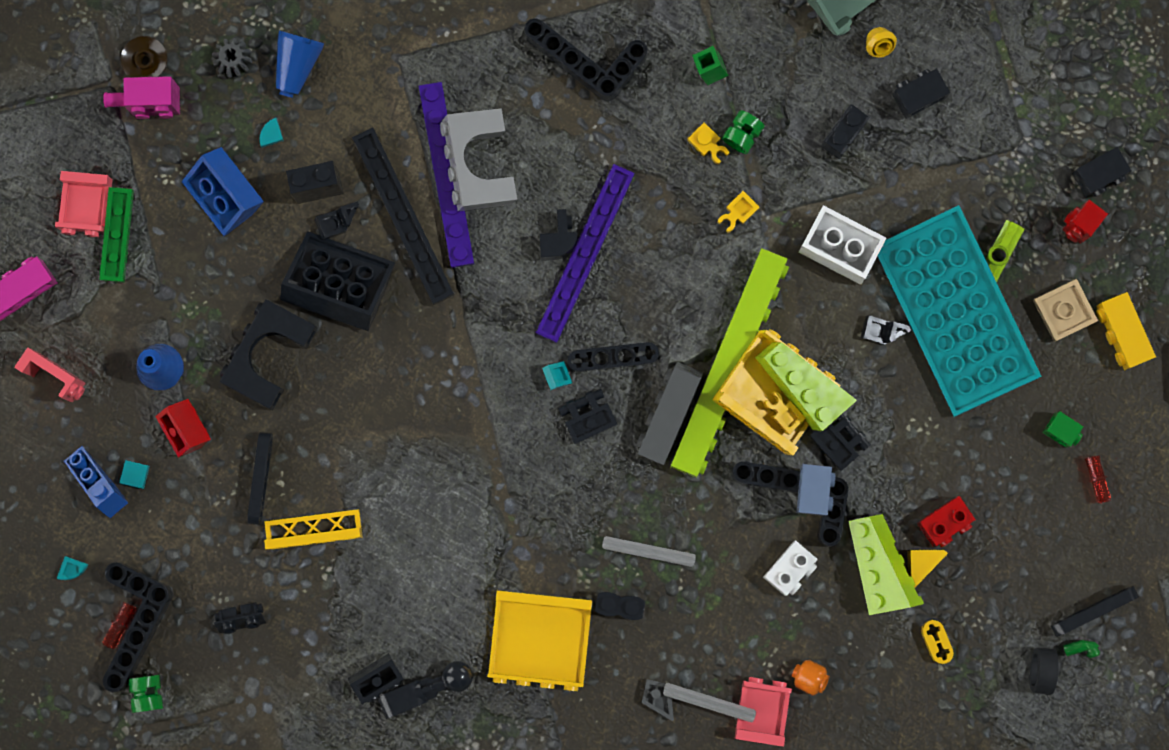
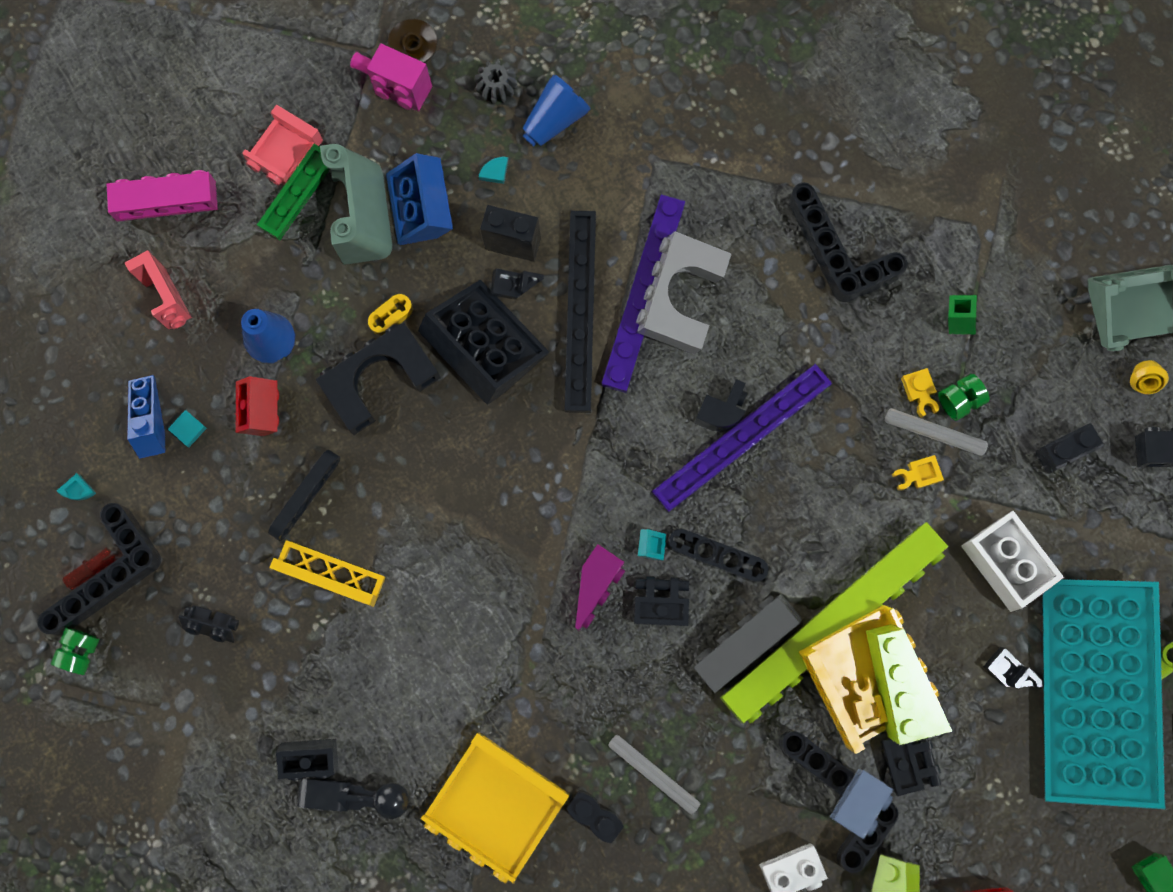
camera: 30 degrees right, 5 degrees down
(196, 238) = (367, 231): none -> sand green windscreen
(244, 294) = (386, 310): none -> yellow beam
(526, 422) = (596, 577): none -> magenta slope
(735, 170) = (936, 432): none -> light grey axle

